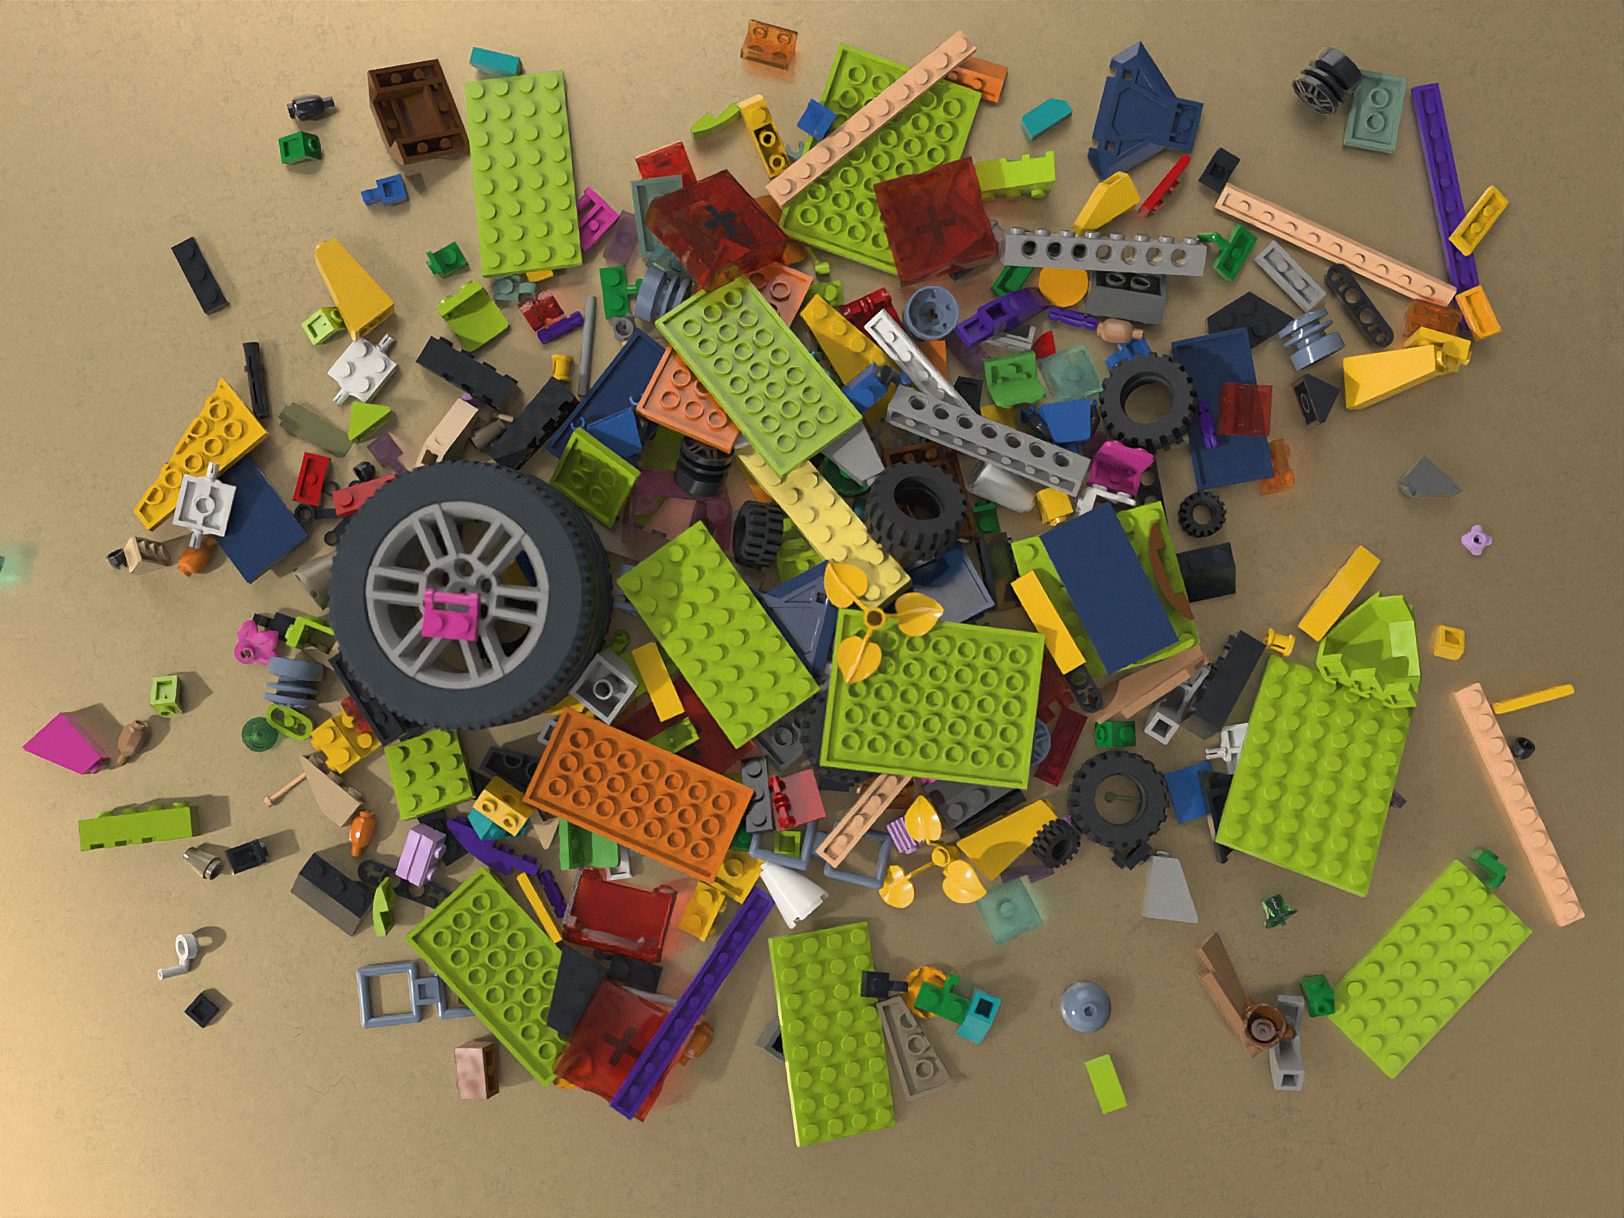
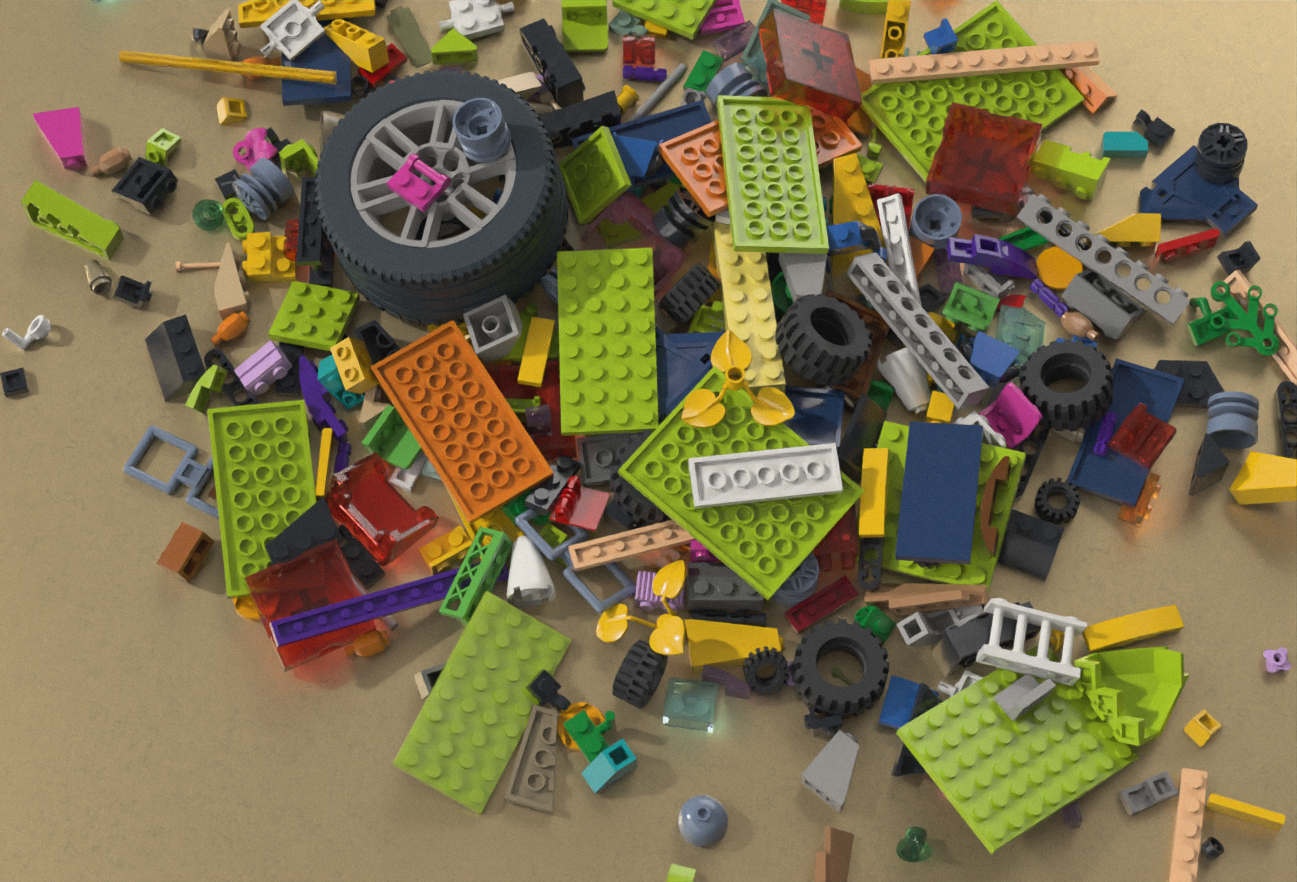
camera: 30 degrees right, 20 degrees down
(170, 580) = (227, 66): none -> yellow axle
(181, 745) = (146, 185): none -> black plate
(204, 615) = (231, 110): none -> yellow slope
(254, 690) = (225, 183): none -> black tile
(276, 478) = (359, 44): none -> yellow slope
(464, 527) = (481, 130): none -> sand blue wheel
(704, 745) = (538, 421): none -> slope
(758, 922) = (482, 576): none -> bright green fence
(952, 924) = (639, 674): none -> black tyre
(954, 684) = (765, 475): none -> white plate
(1066, 83) = (1156, 131): none -> black plate
(1144, 89) = (1220, 153): none -> black wheel
(1265, 231) = (1246, 321): none -> green plant
(1290, 276) = (1248, 371): light grey plate -> none
(1290, 687) = (1016, 659): none -> white fence
(1295, 727) = (1023, 696): none -> light grey panel
(1427, 481) = (1263, 588): dark grey slope -> none
(1440, 733) = (1148, 793): none -> flat silver slope

